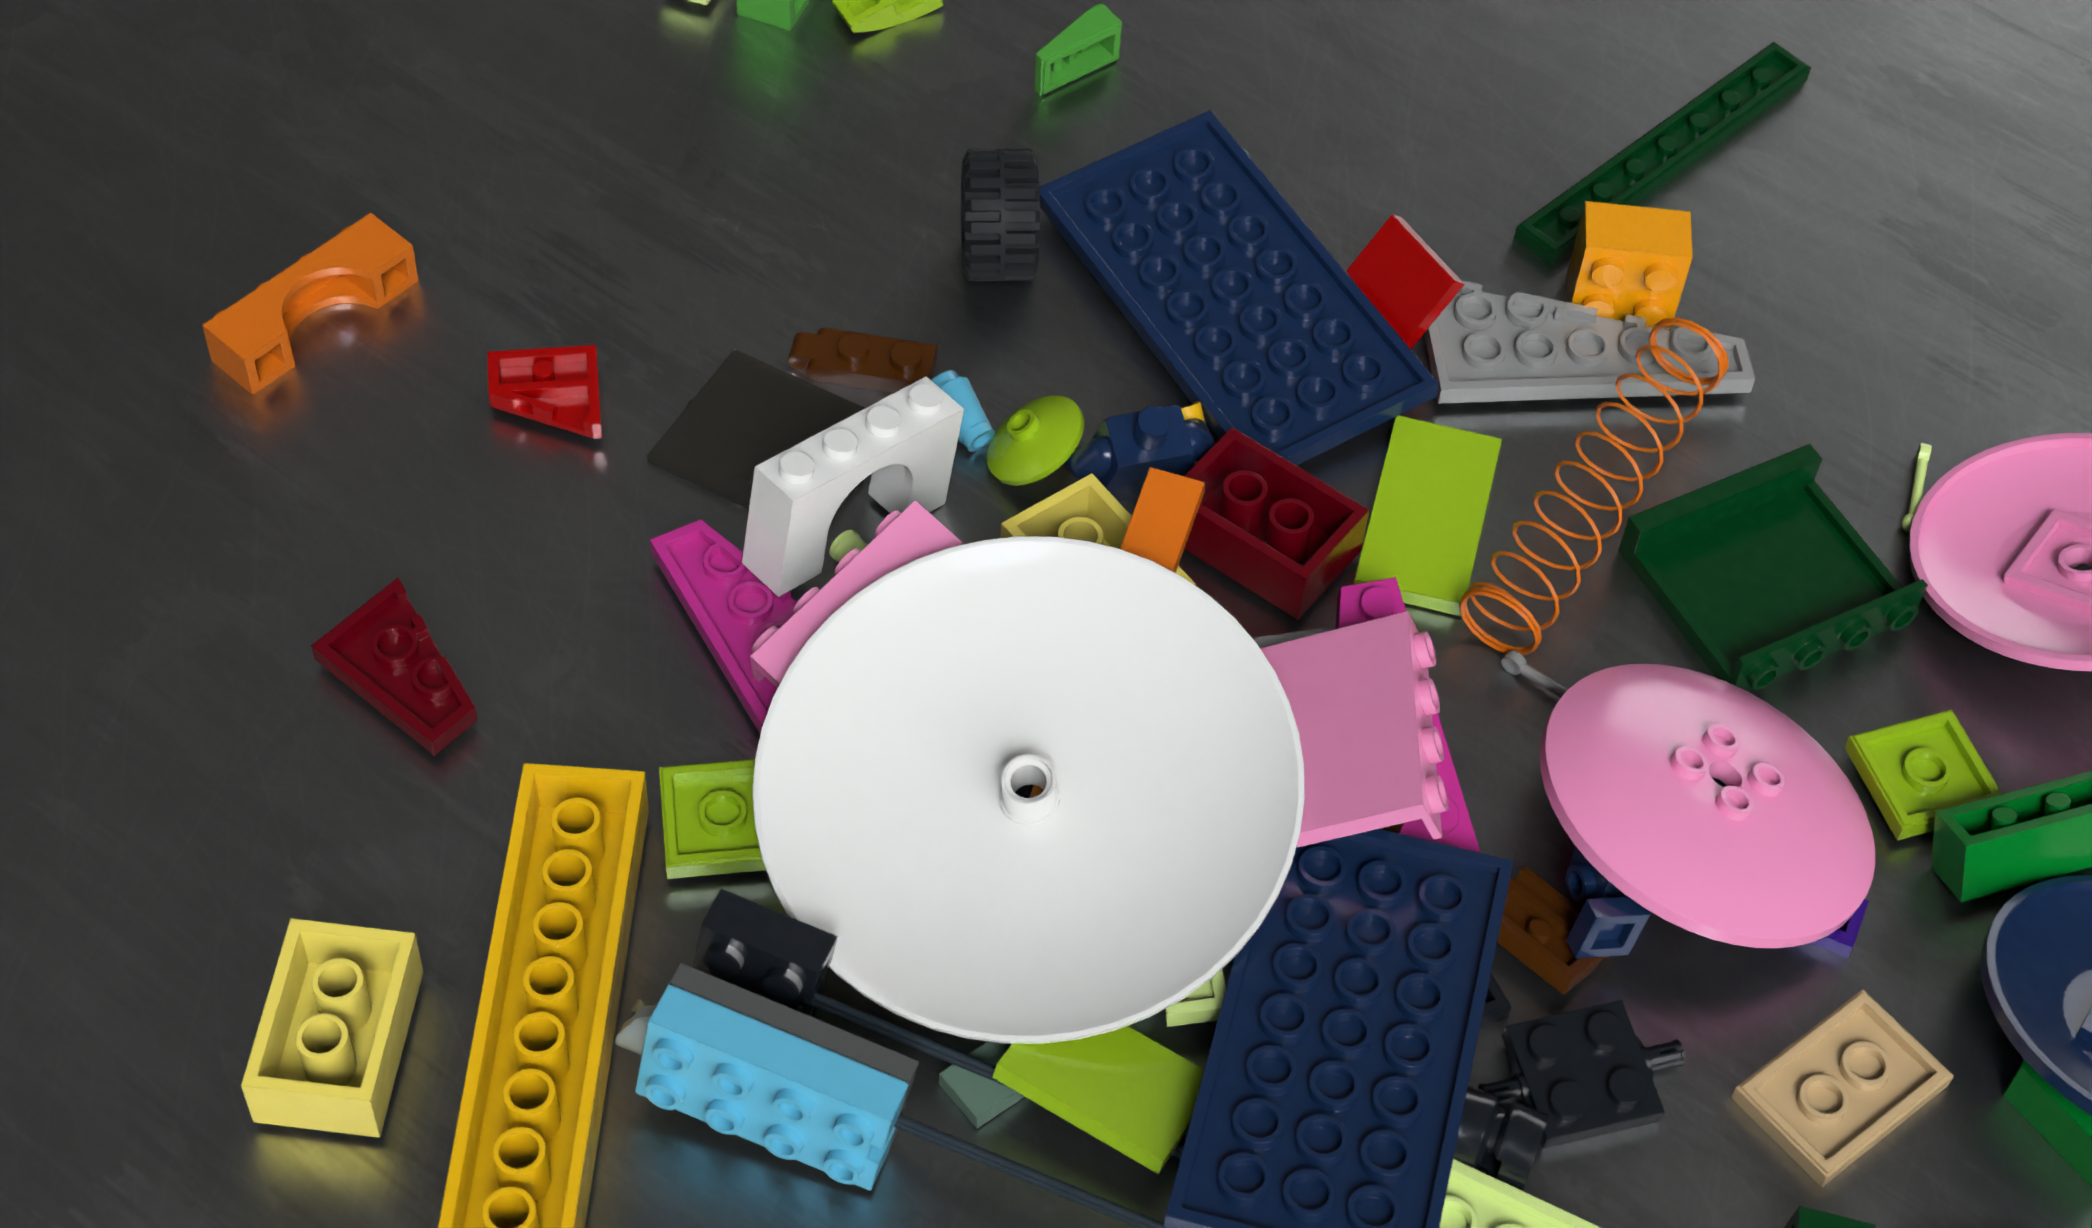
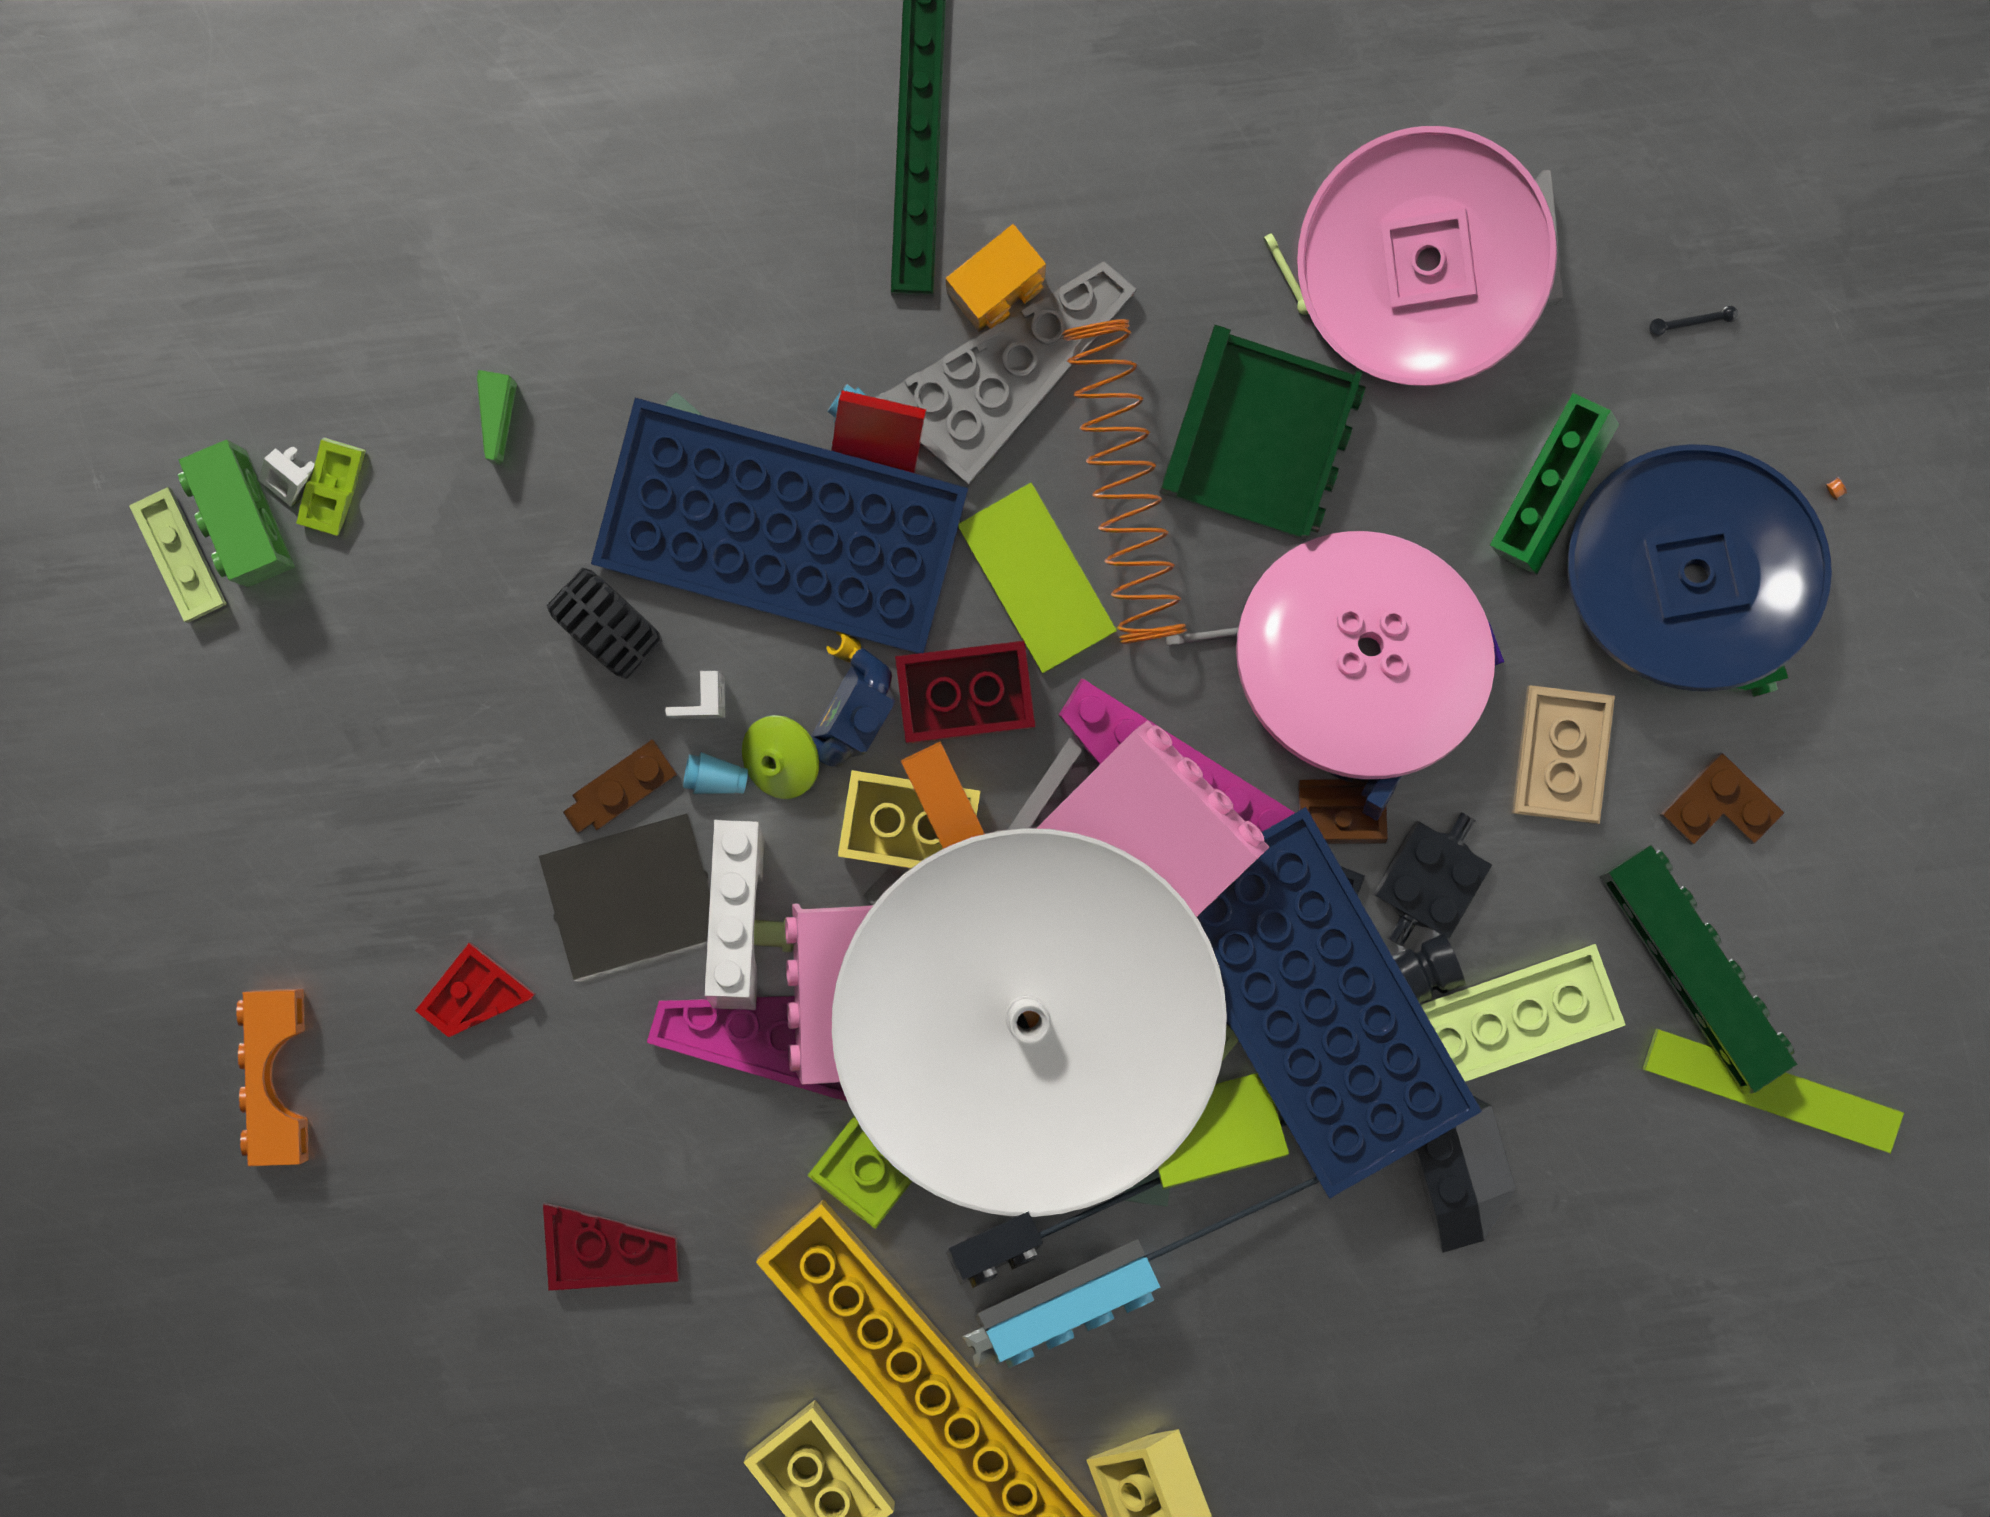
camera: 40 degrees left, 35 degrees up
(1018, 339) = (712, 699): none -> white panel
(1920, 770) = (1454, 502): lime plate -> none

